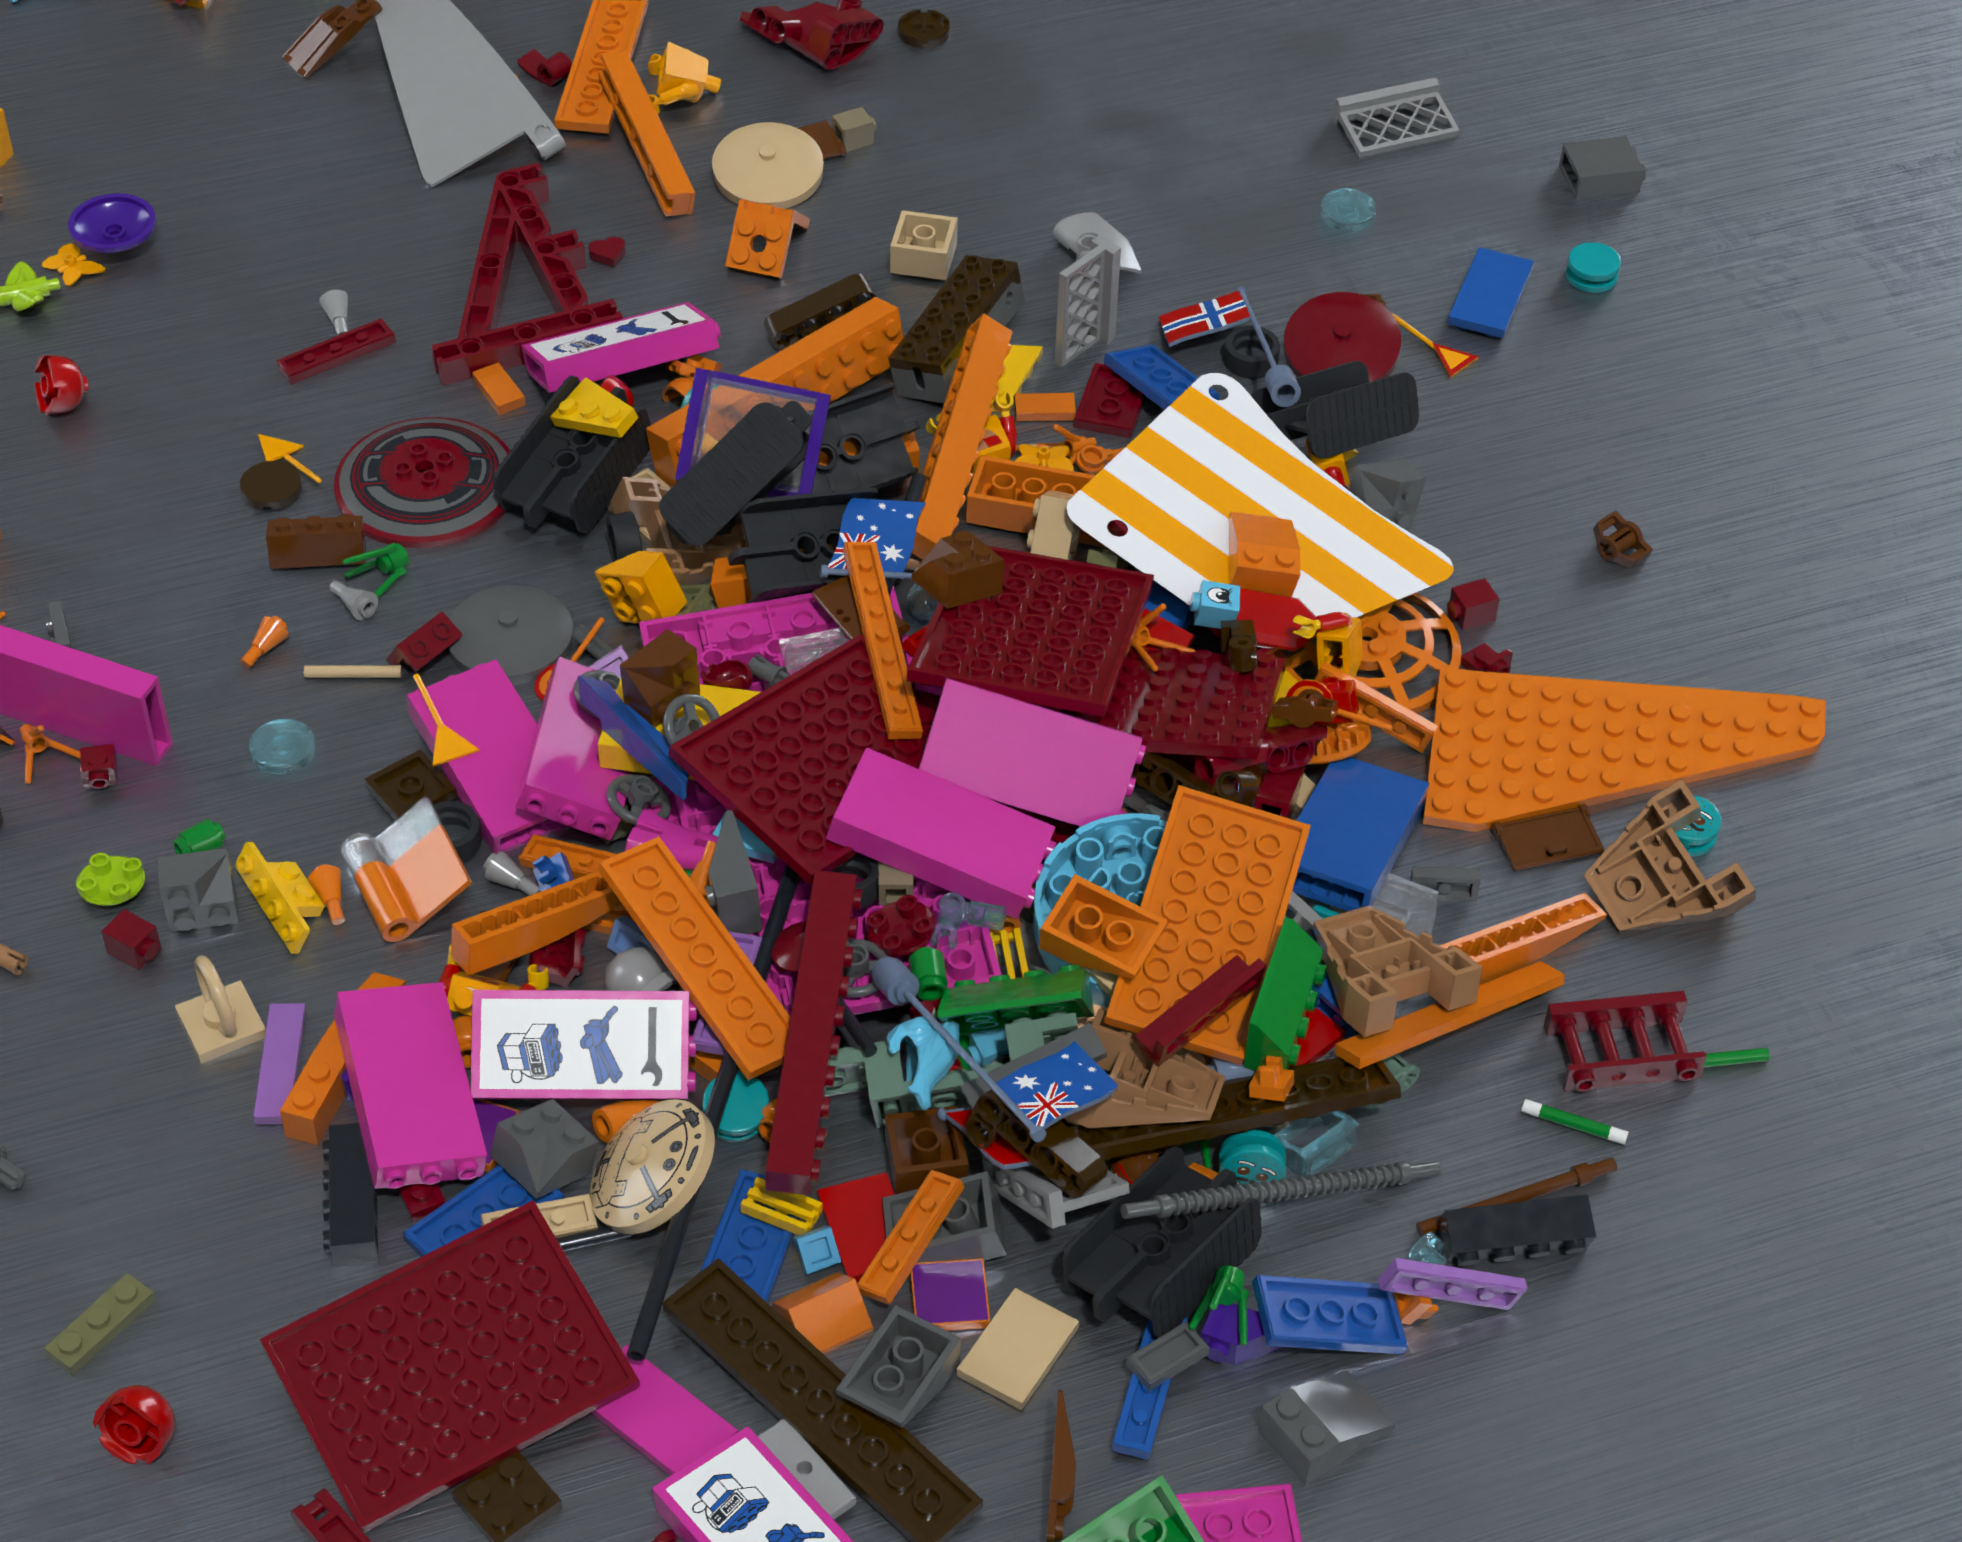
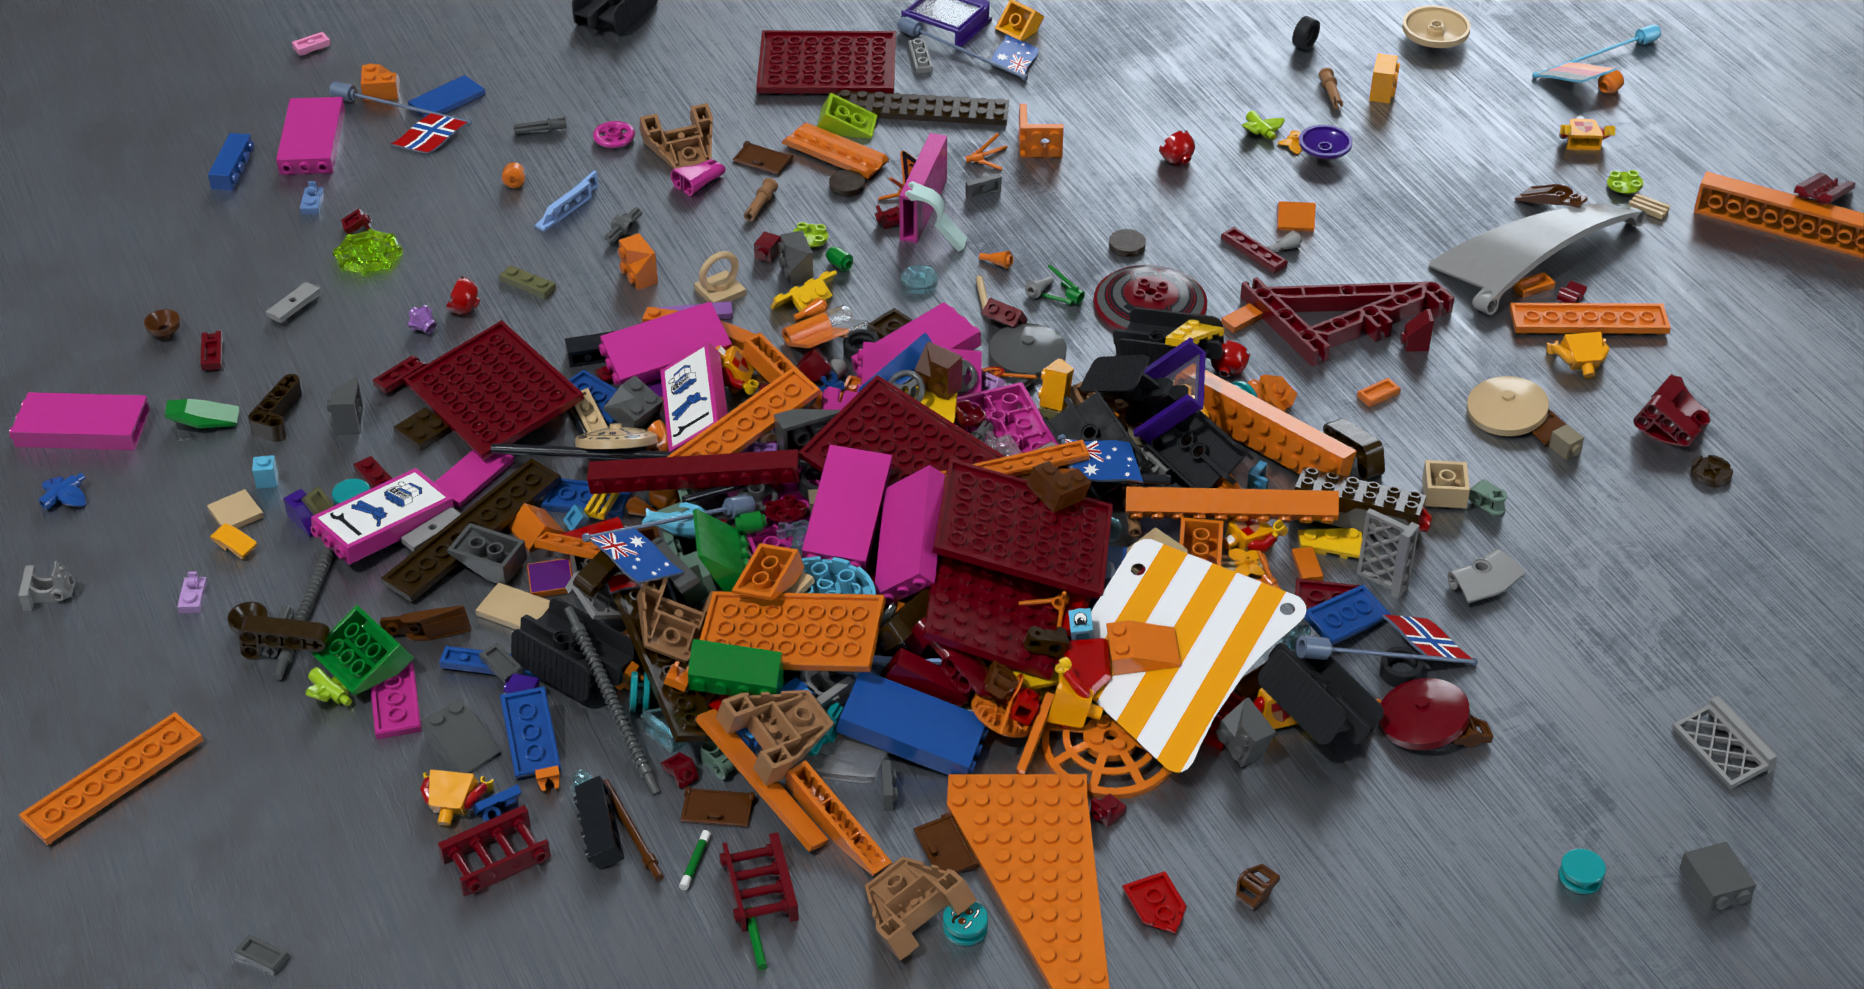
camera: 85 degrees right, 5 degrees down
(128, 1124) = (638, 261): none -> orange slope
(171, 670) = (943, 222): none -> light aqua piece
(183, 1497) = (421, 319): none -> medium lavender rock
(271, 291) = (1296, 216): none -> orange slope
(276, 448) = (1160, 241): light orange piece -> none
(314, 541) = (1076, 261): reddish brown brick -> none
(448, 743) = (910, 326): light orange piece -> none
(497, 887) = (814, 365): none -> dark red slope
(593, 208) = (1418, 332): none -> dark red slope
(607, 251) = (1392, 346): dark red tile -> none
(621, 345) = (1282, 353): dark pink brick -> none
(646, 134) = (1509, 341): orange tile -> none
(702, 281) = (1378, 392): none -> orange tile
(769, 222) = (1426, 399): orange bracket -> none
(954, 205) = (1487, 497): none -> sand green piece
(1199, 1009) = (714, 626): dark red fence -> none
(1226, 1290) = (540, 676): green plant -> none
(1348, 209) = (1597, 719): clear light blue tile -> none
(1399, 1126) = (681, 768): none -> dark red bracket
(1451, 359) = (1443, 788): light orange piece -> none
(1452, 1284) = (545, 782): medium lavender tile -> none
(1454, 1428) = (452, 793): none -> light orange torso
(1465, 1367) = (507, 797): none -> blue plate
(1467, 1084) = (730, 806): none -> reddish brown door
(1473, 604) = (1162, 797): dark red brick -> none
(1490, 292) = (1525, 805): blue tile -> none
(1547, 1398) = (489, 832): none -> dark red fence
(1641, 637) = (1156, 901): none -> red tile

